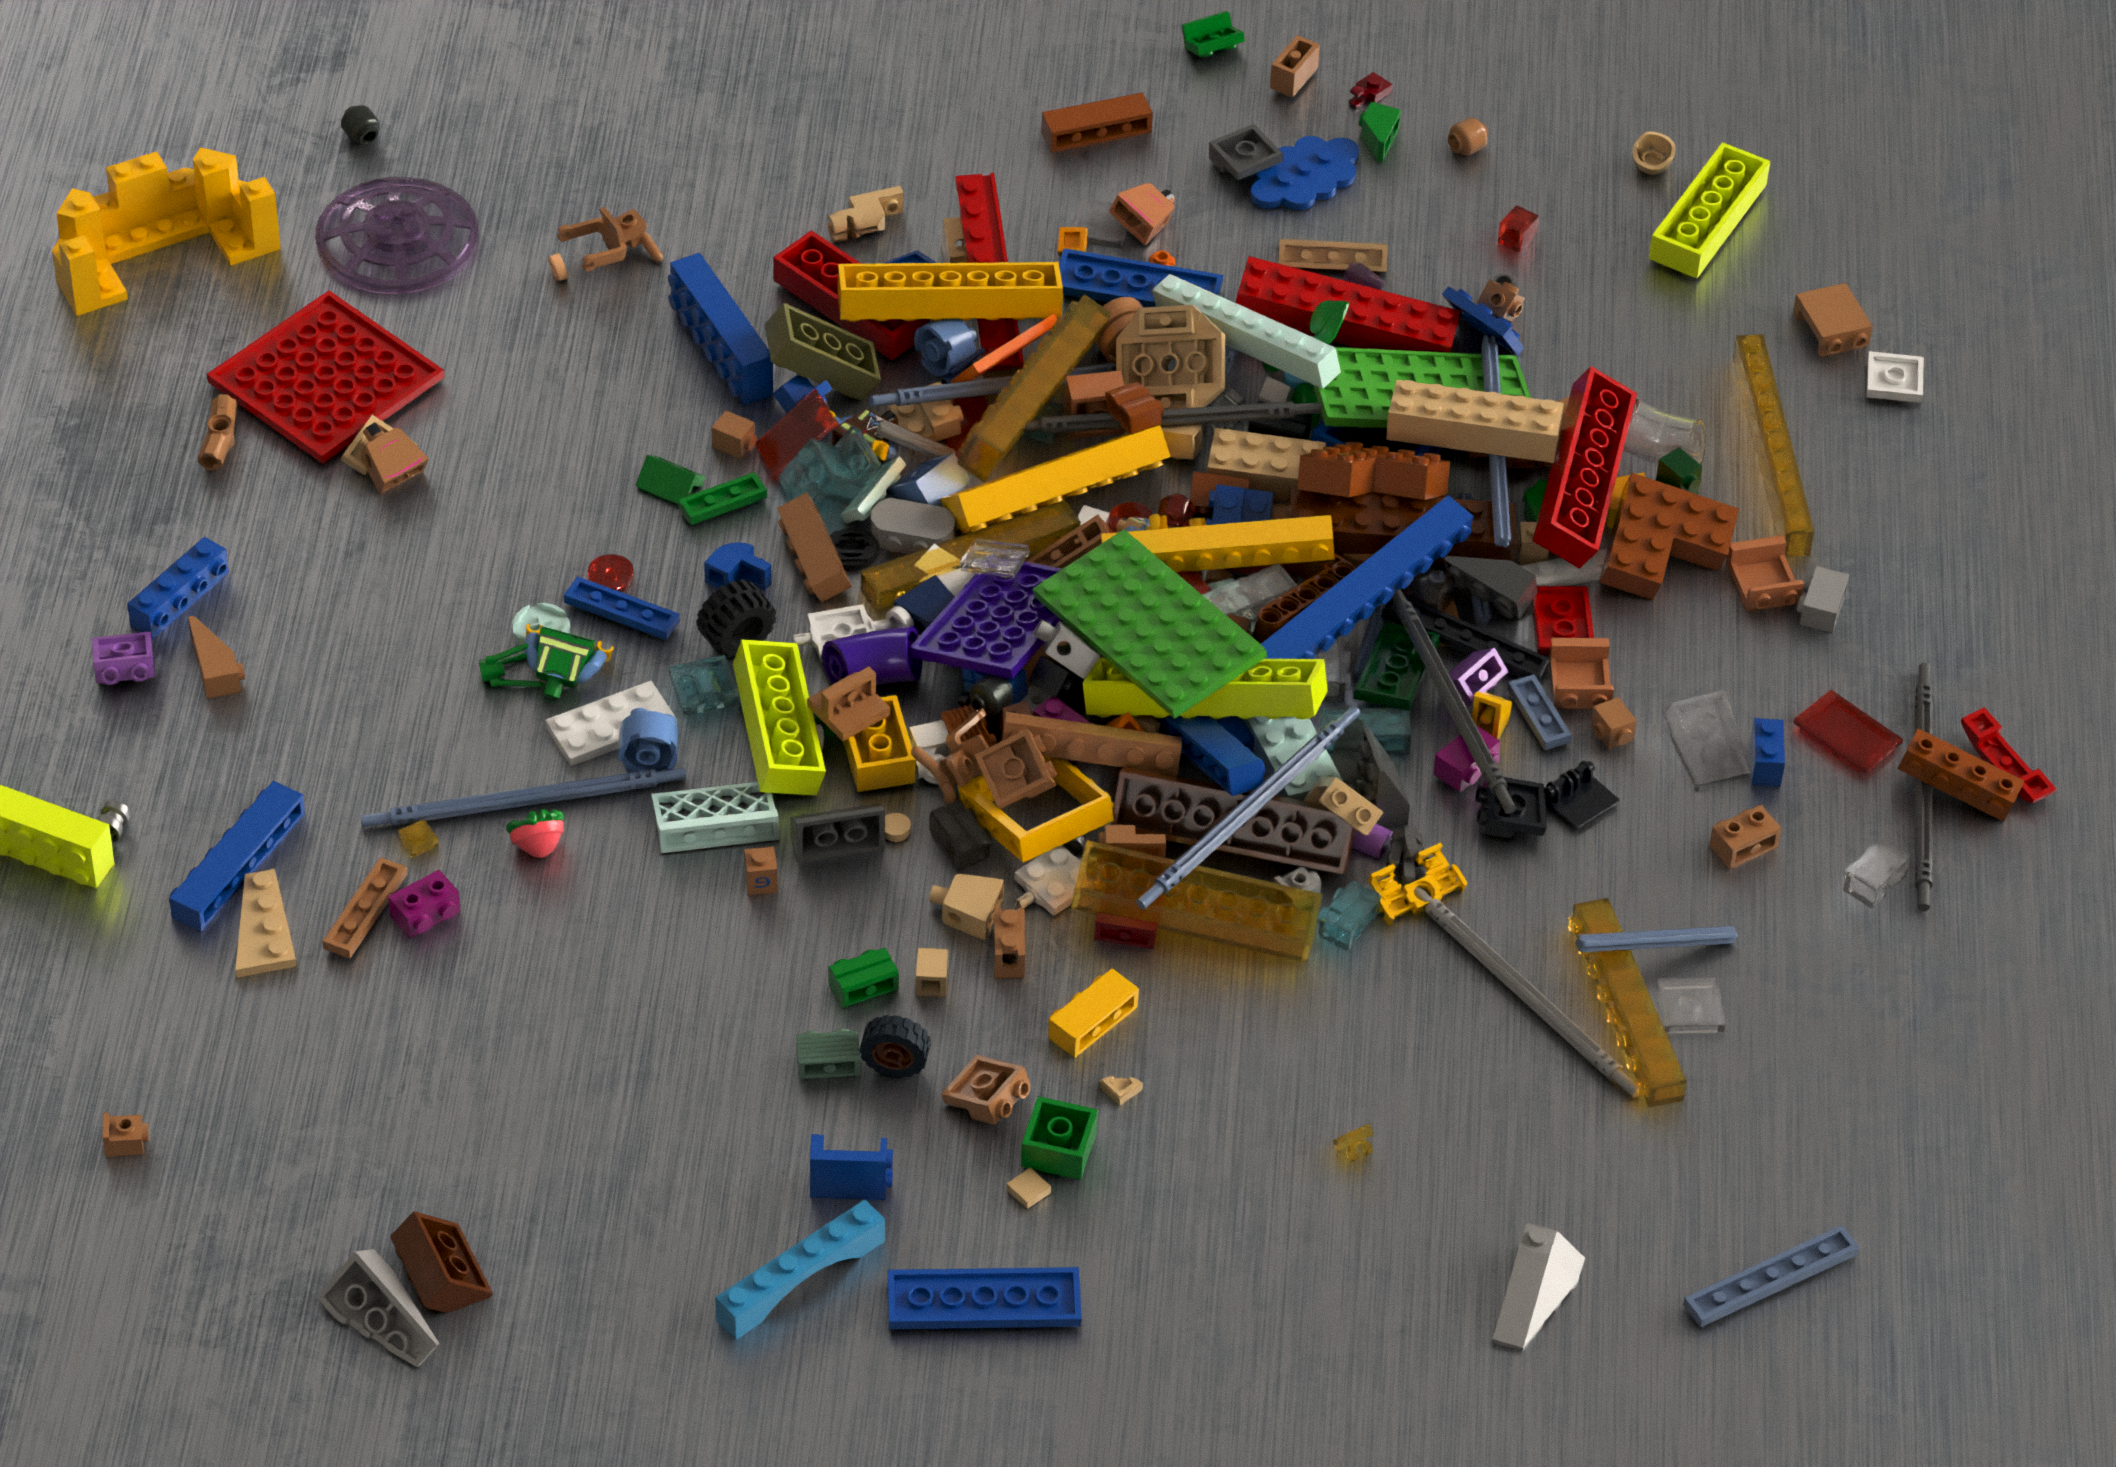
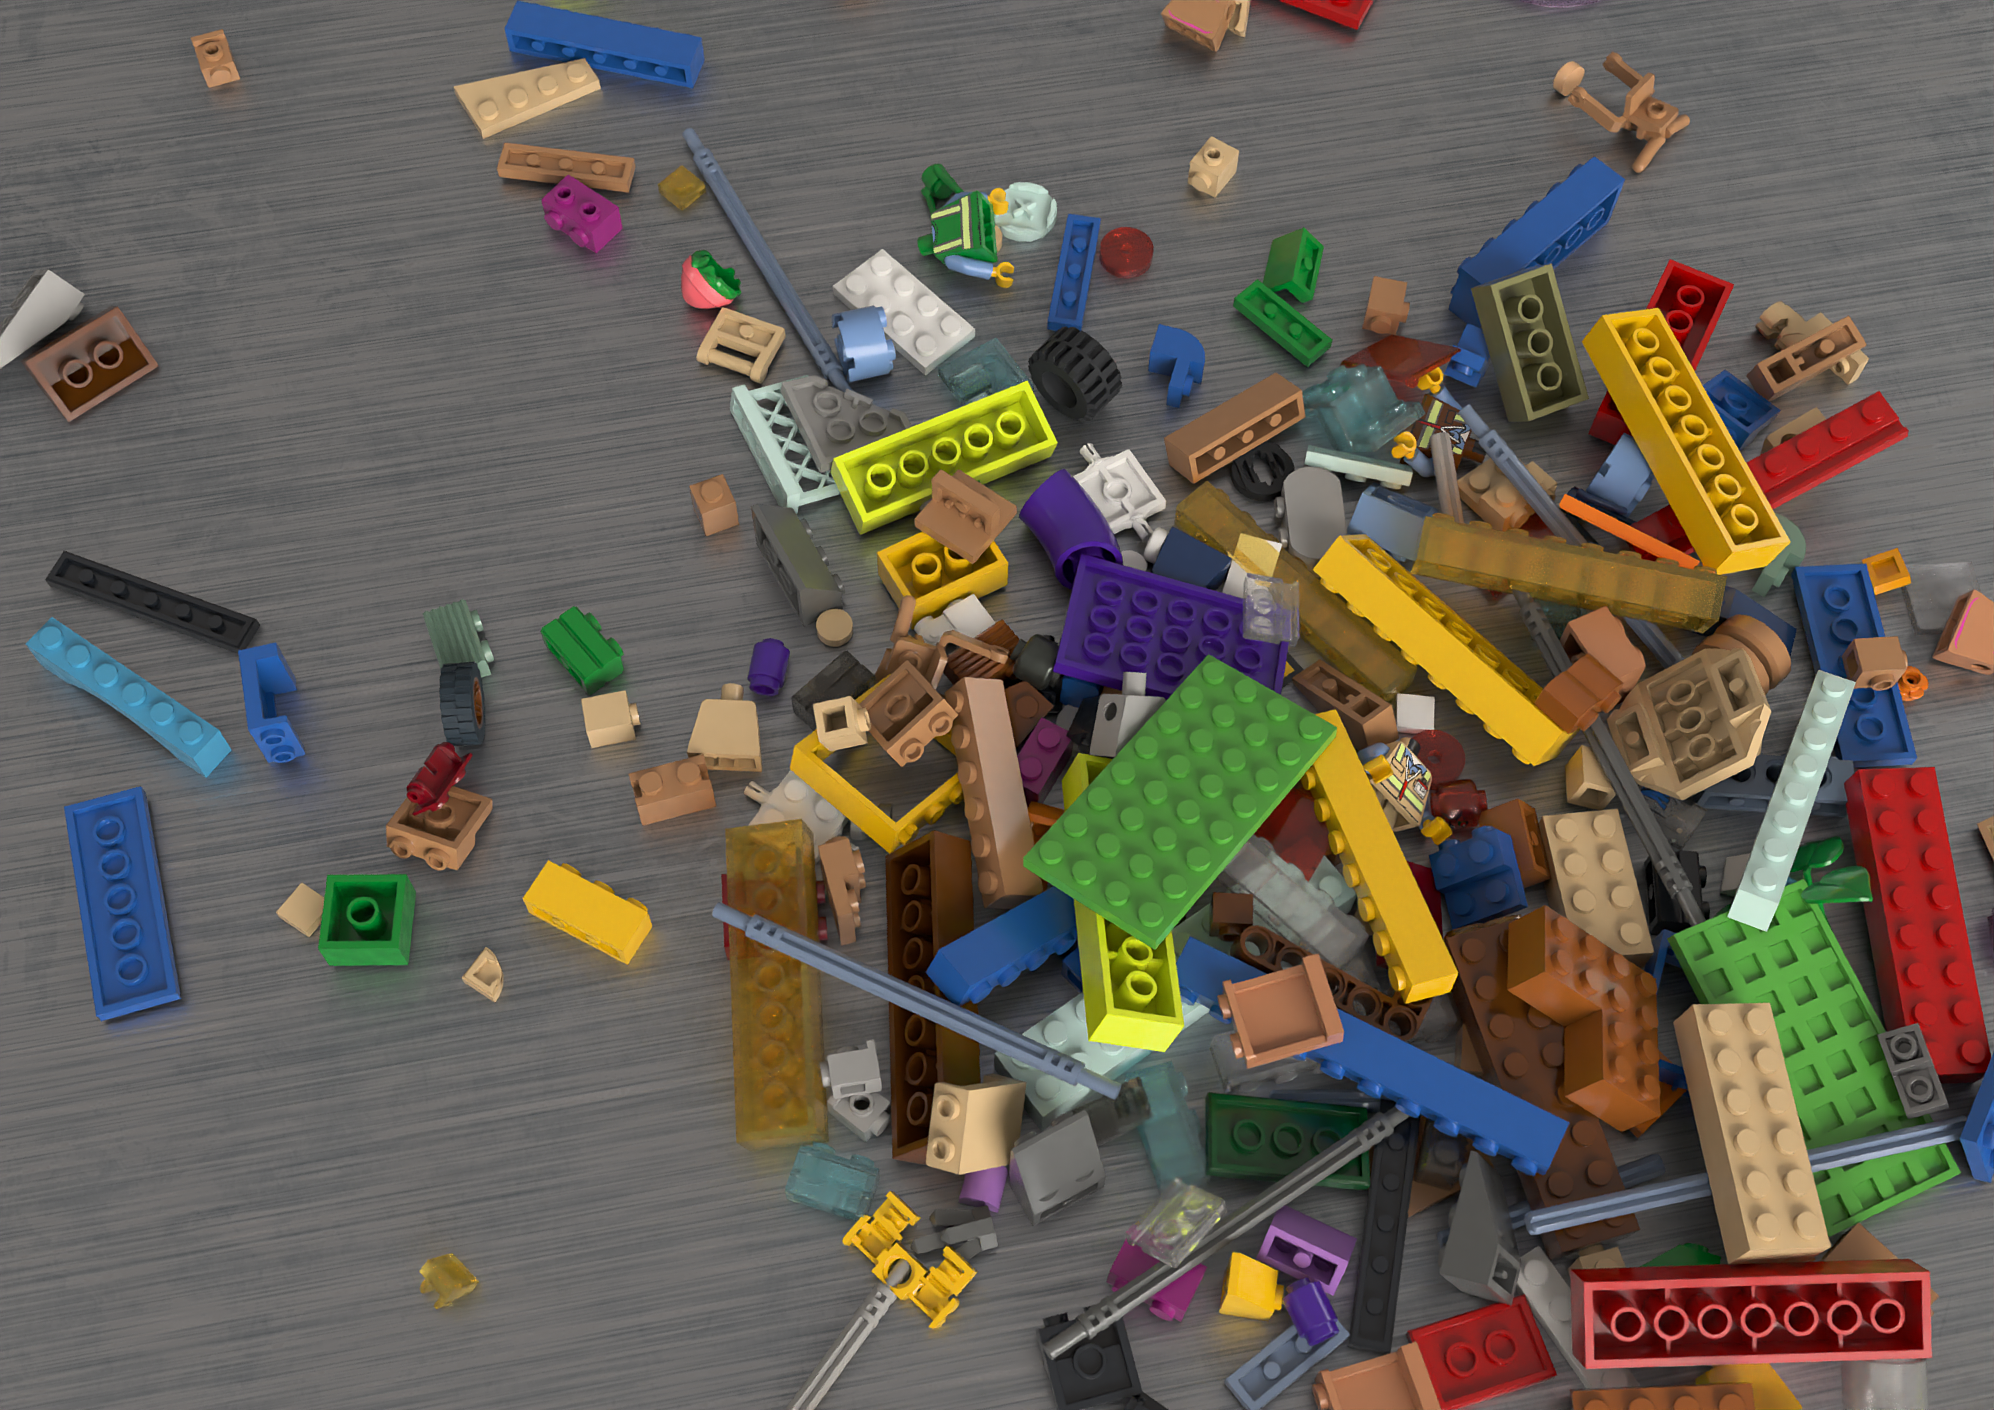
camera: 75 degrees right, 15 degrees up
(553, 497) = (1213, 166): none -> tan brick
(598, 822) = (746, 336): none -> tan plate
(705, 1254) = (152, 602): none -> black tile
(715, 777) = (837, 420): none -> light grey plate
(890, 218) = (1806, 359): none -> medium nougat slope
(919, 869) = (768, 667): none -> dark purple brick
(958, 1071) = (431, 789): none -> dark red hinge
(1018, 800) = (841, 723): none -> tan brick
(1150, 266) = (1875, 662): none -> medium nougat brick
(1280, 863) = (852, 1071): none -> light grey brick
(1327, 611) = (1281, 1013): none -> nougat panel
(1442, 724) = (1176, 1222): none -> clear plate
(1450, 345) = (1913, 1071): none -> flat silver slope
(1517, 680) = (1310, 1311): none -> dark purple brick

